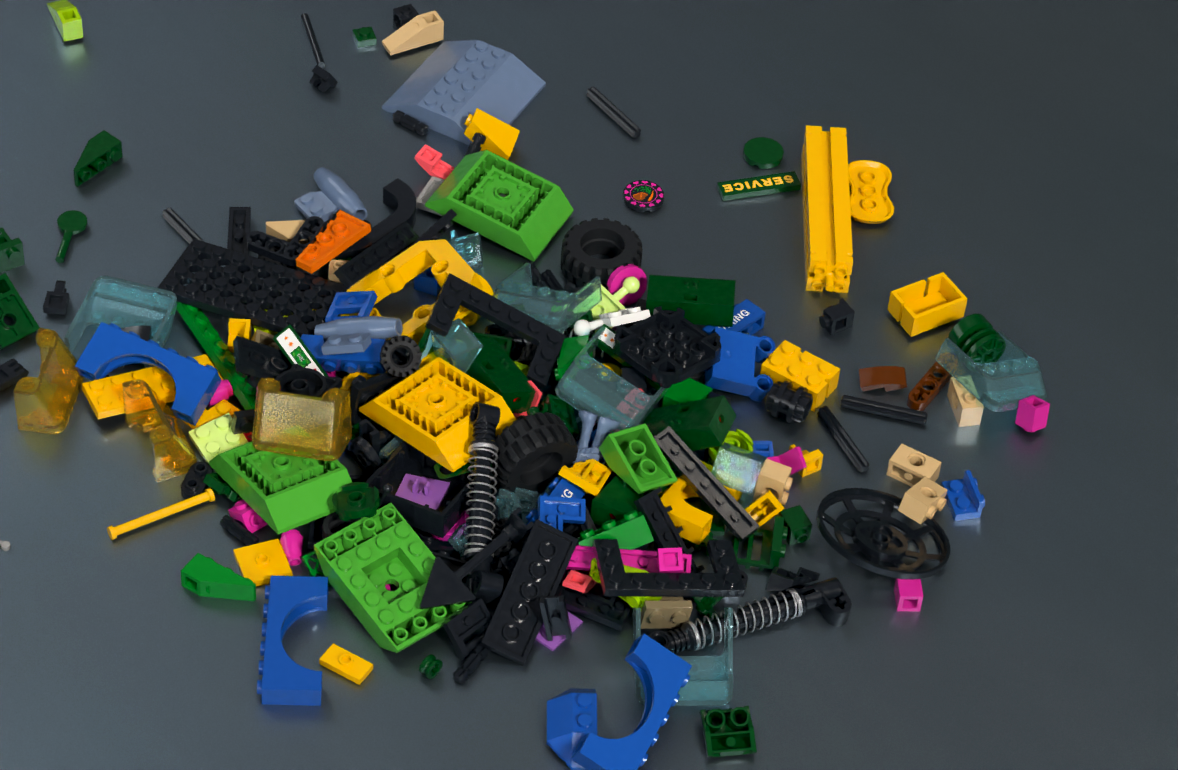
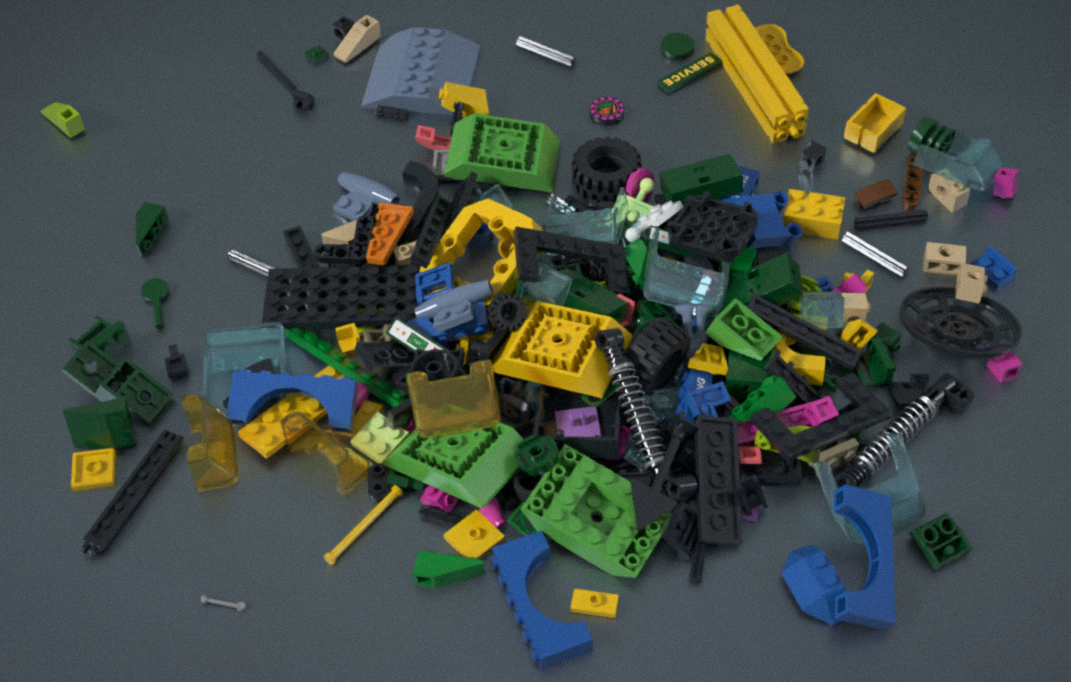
camera: 15 degrees left, 5 degrees up
(430, 666) = (667, 578): dark green bush -> none
(789, 402) = (821, 238): black piece -> none

